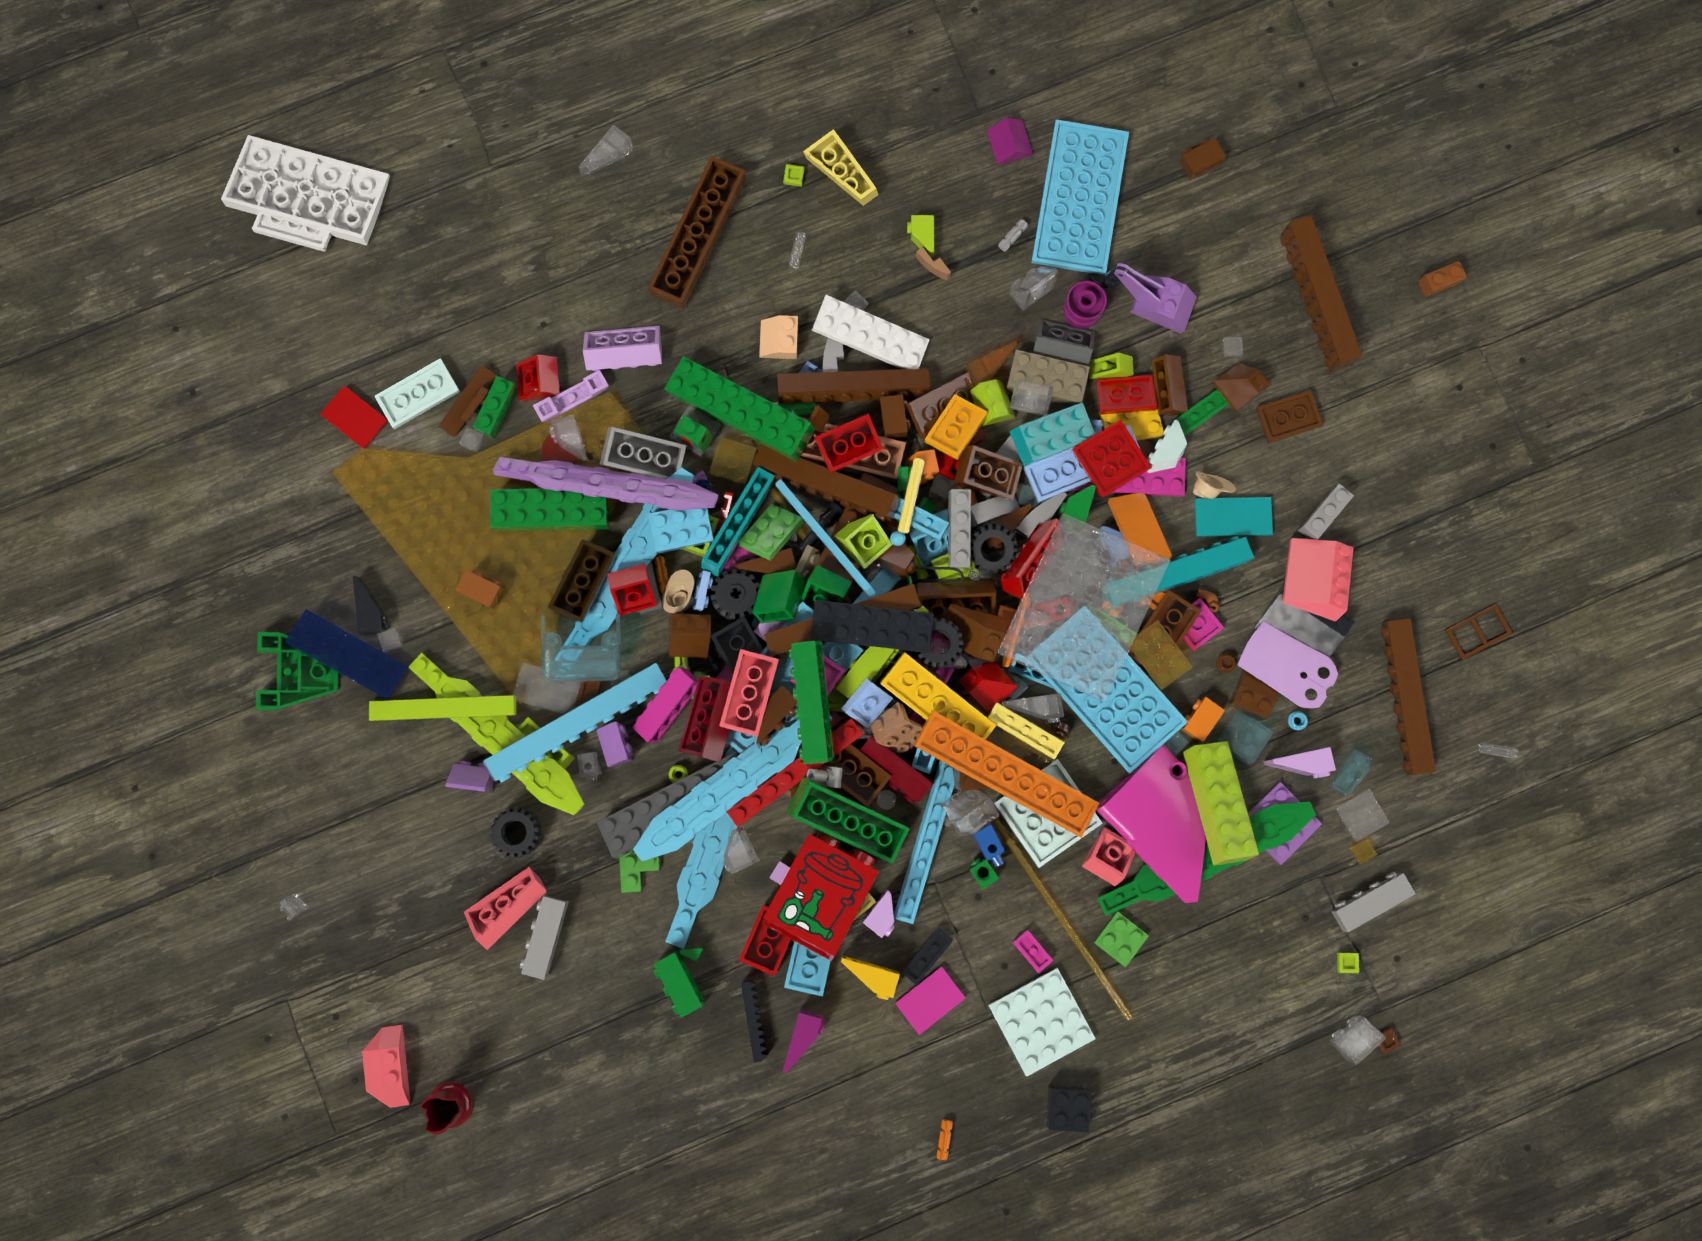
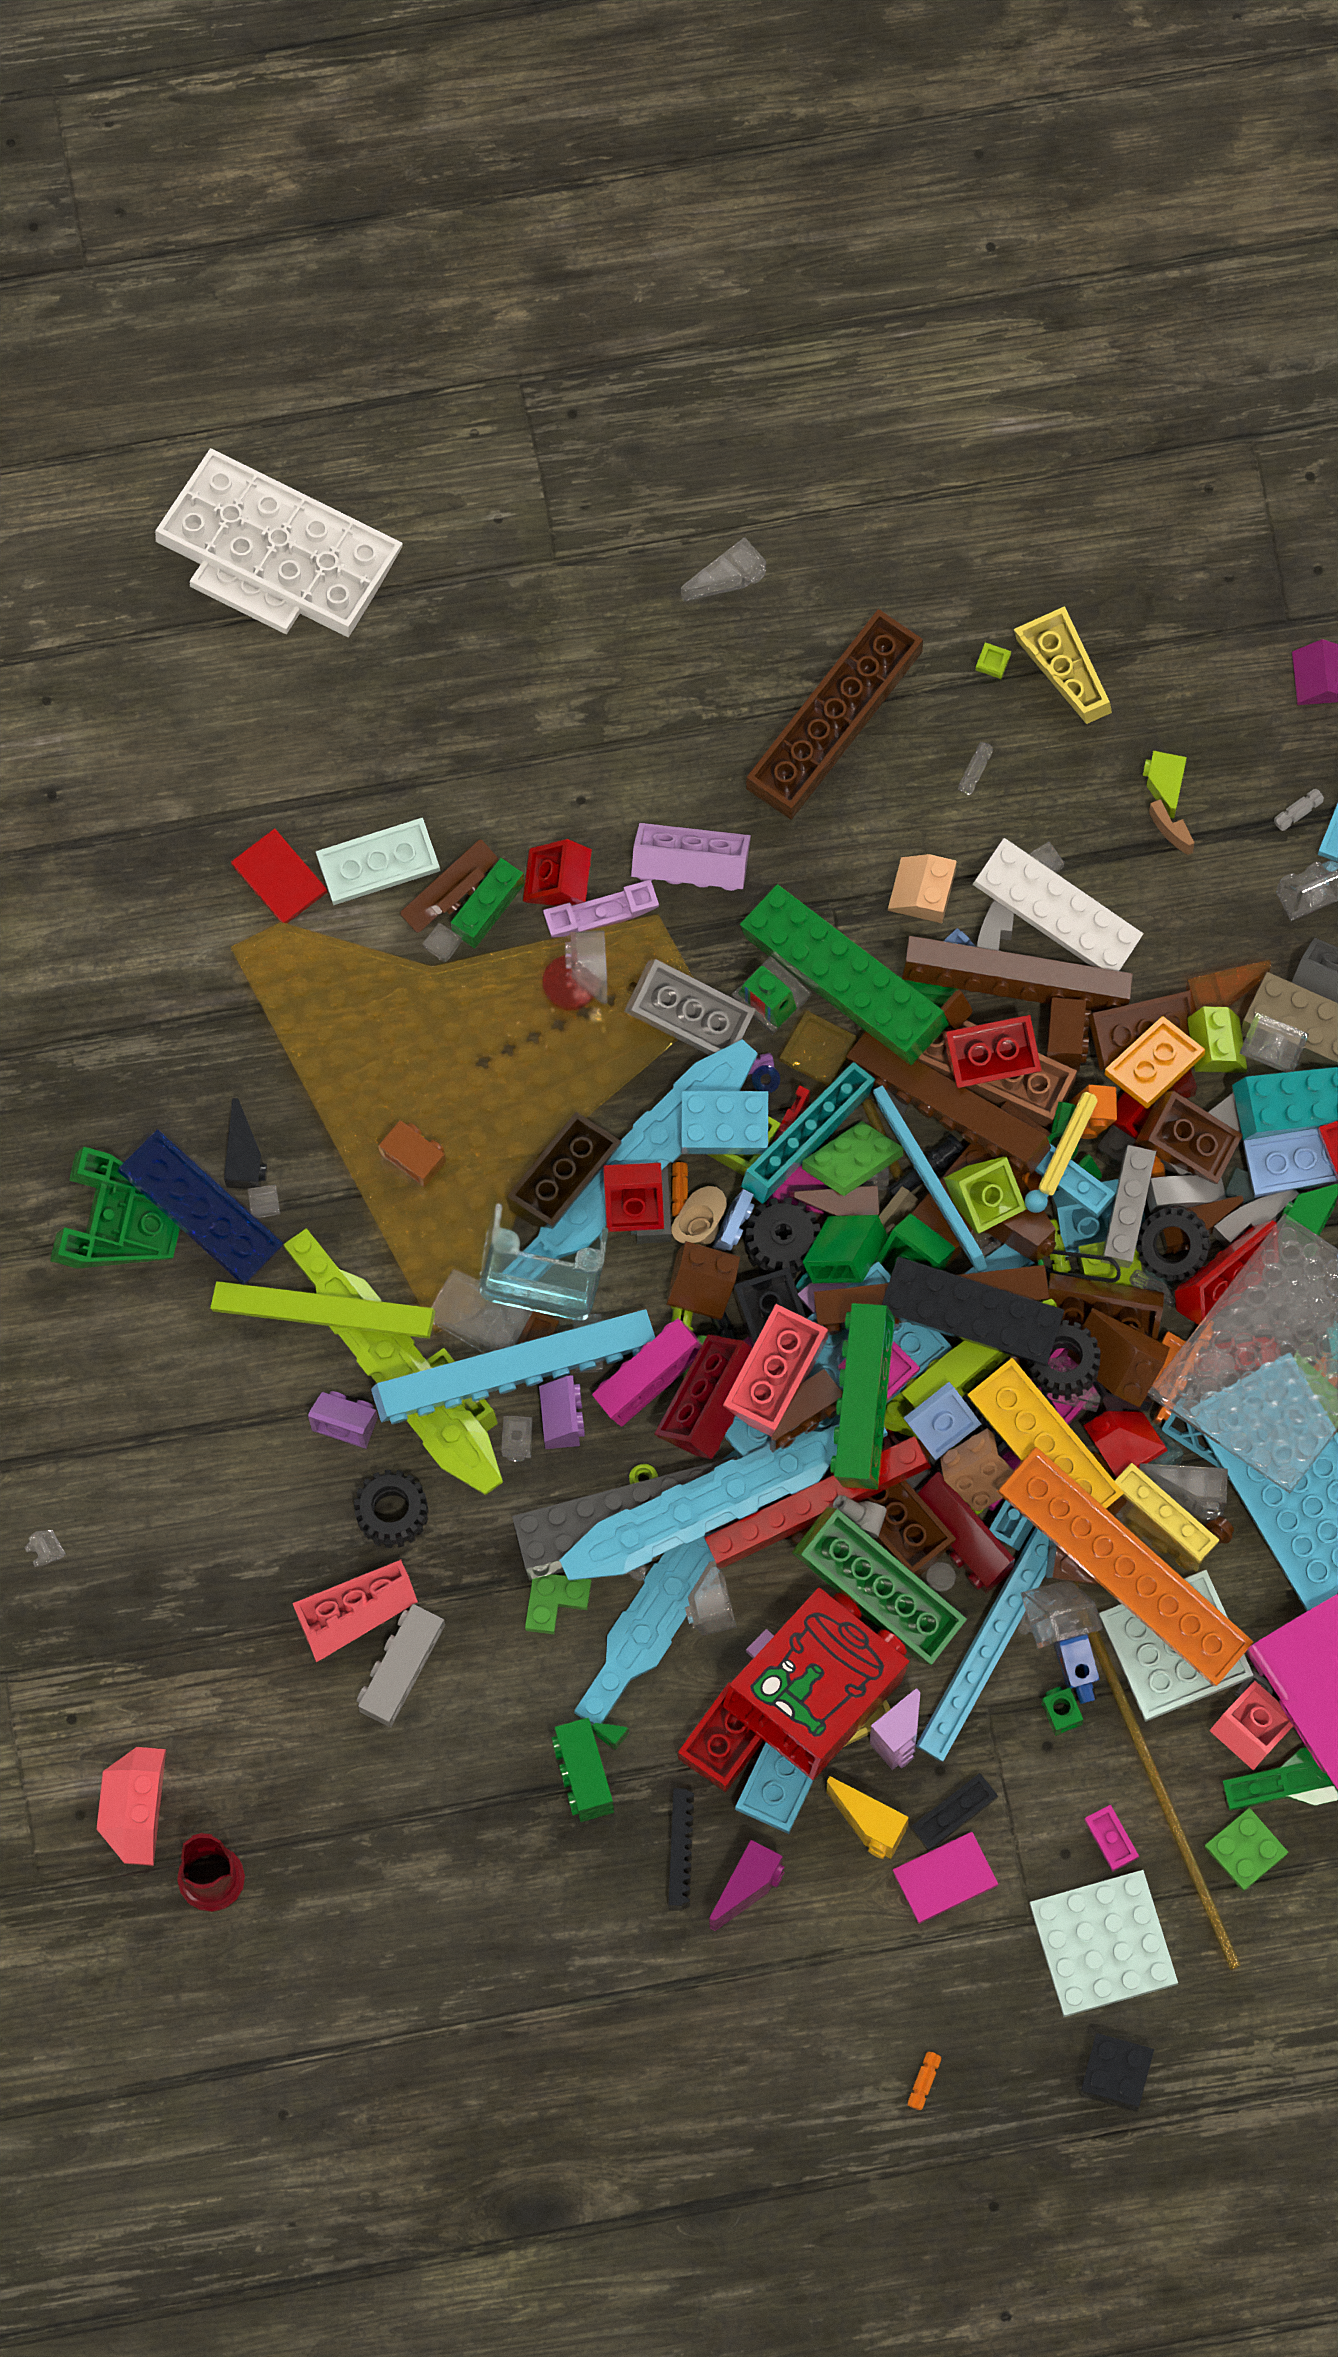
camera: 15 degrees right, 10 degrees down
(546, 510) = (538, 1061): green brick -> none
(603, 482) = (626, 1037): medium lavender plate -> none

